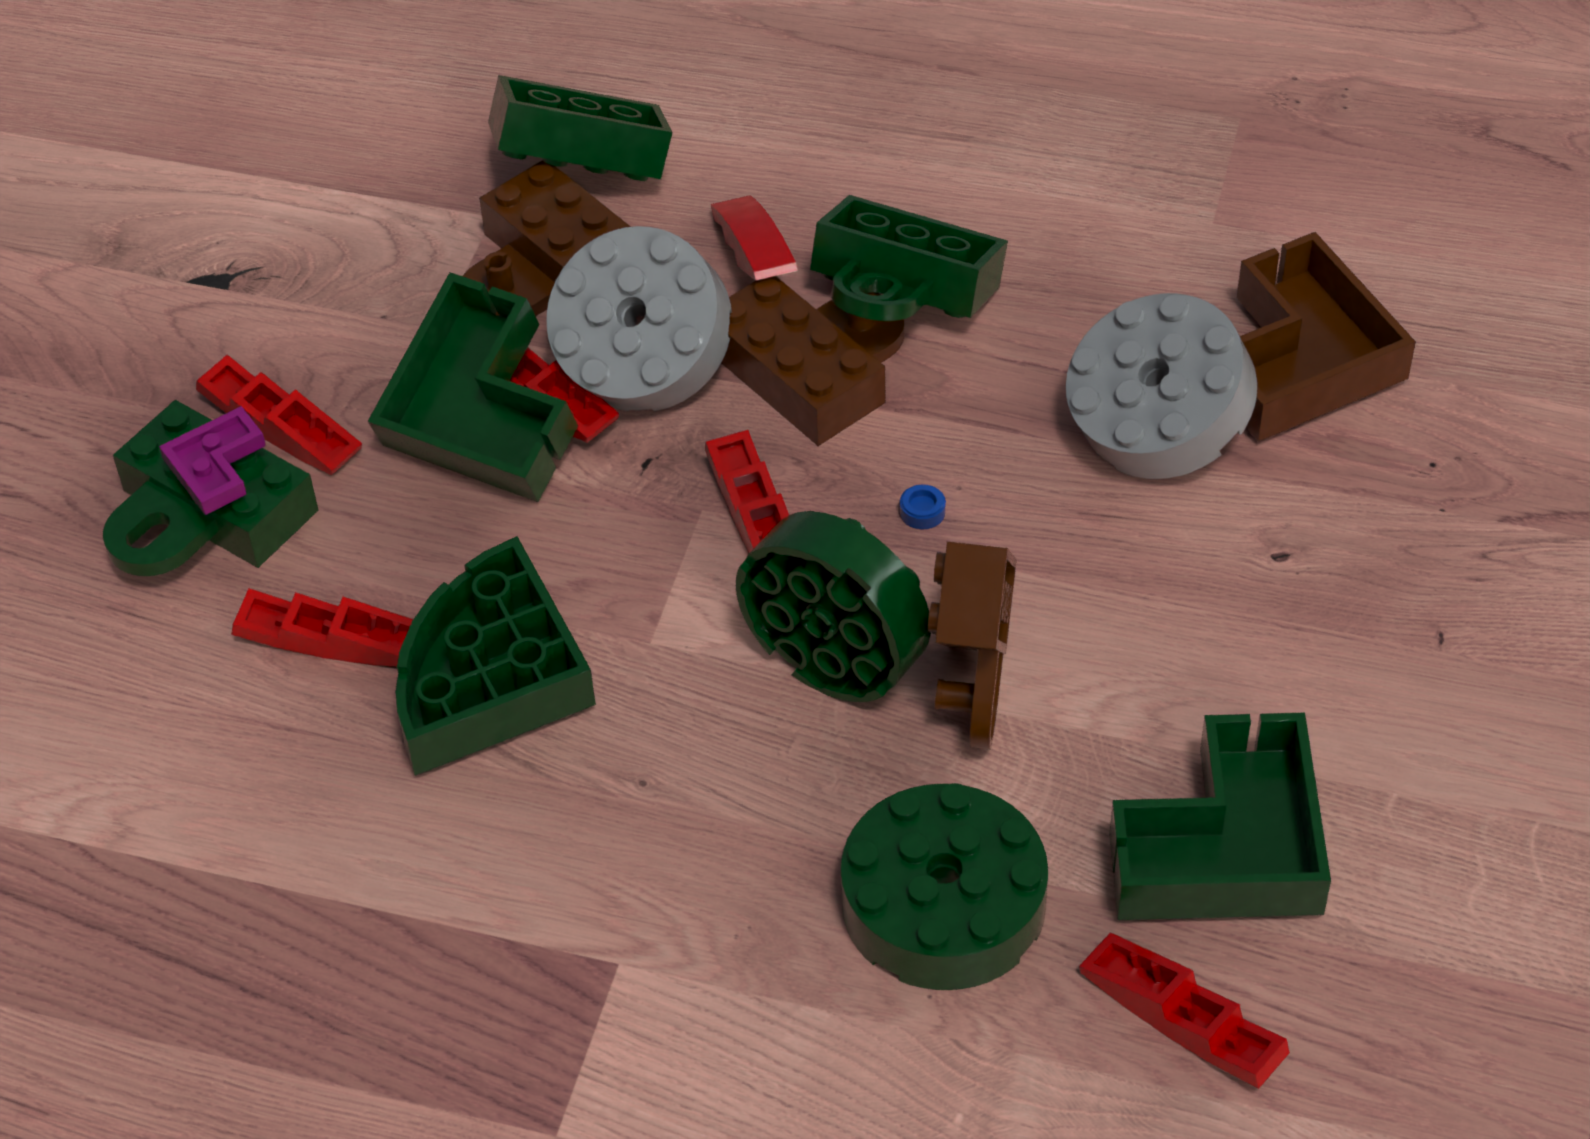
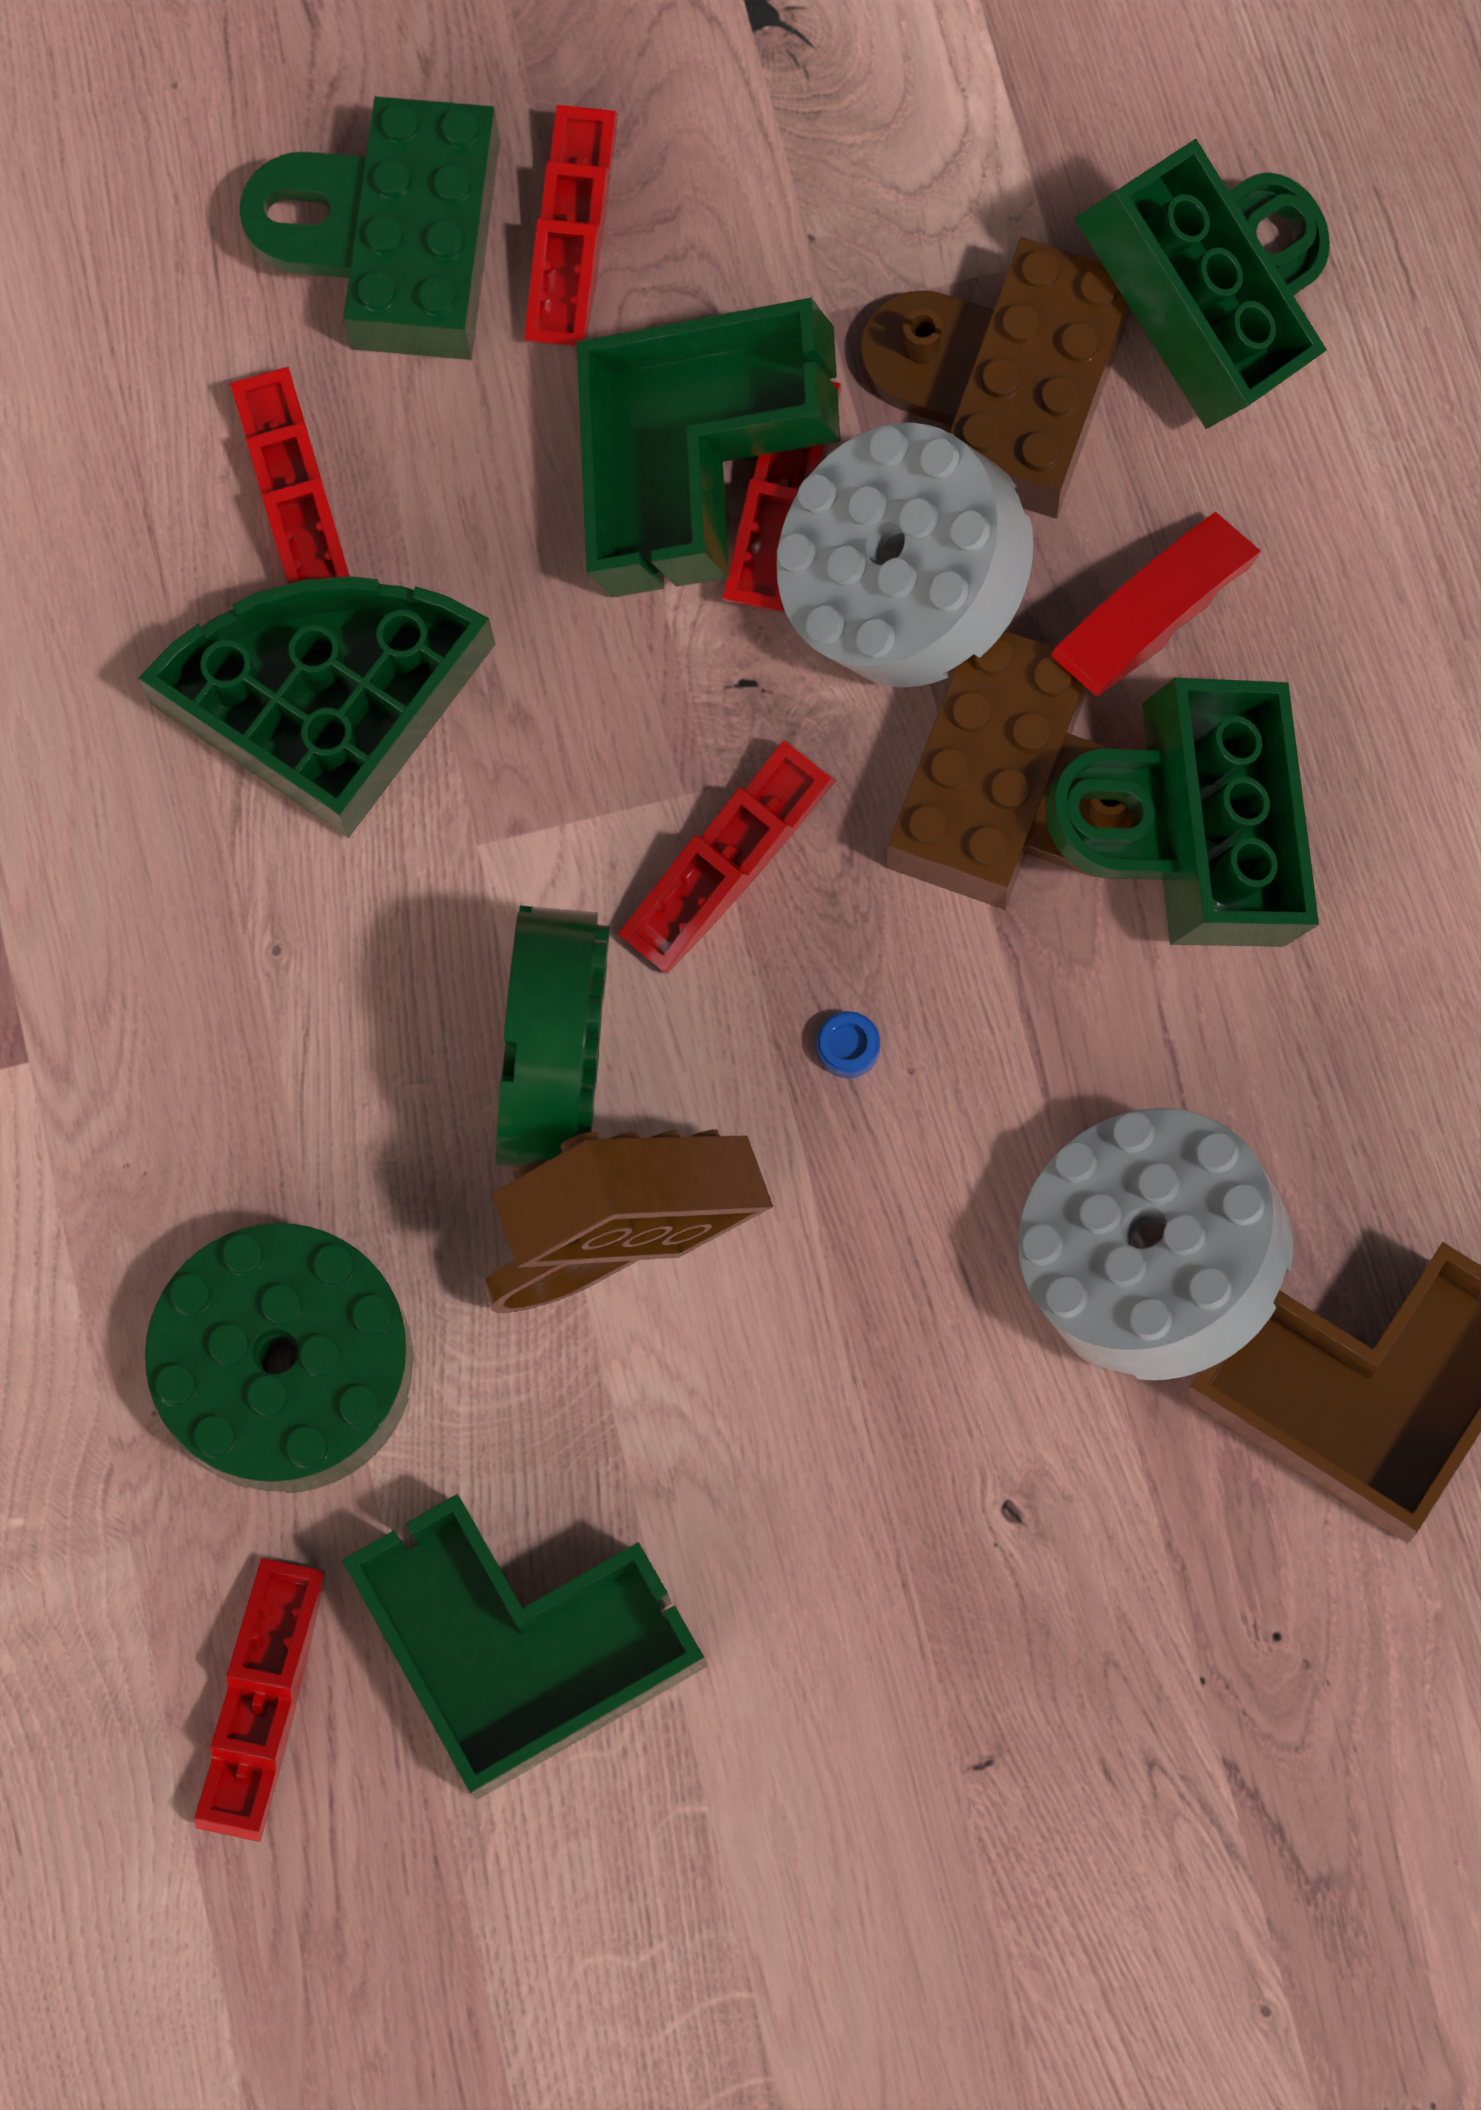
camera: 65 degrees right, 25 degrees up
(204, 458) = (398, 201): magenta plate -> none

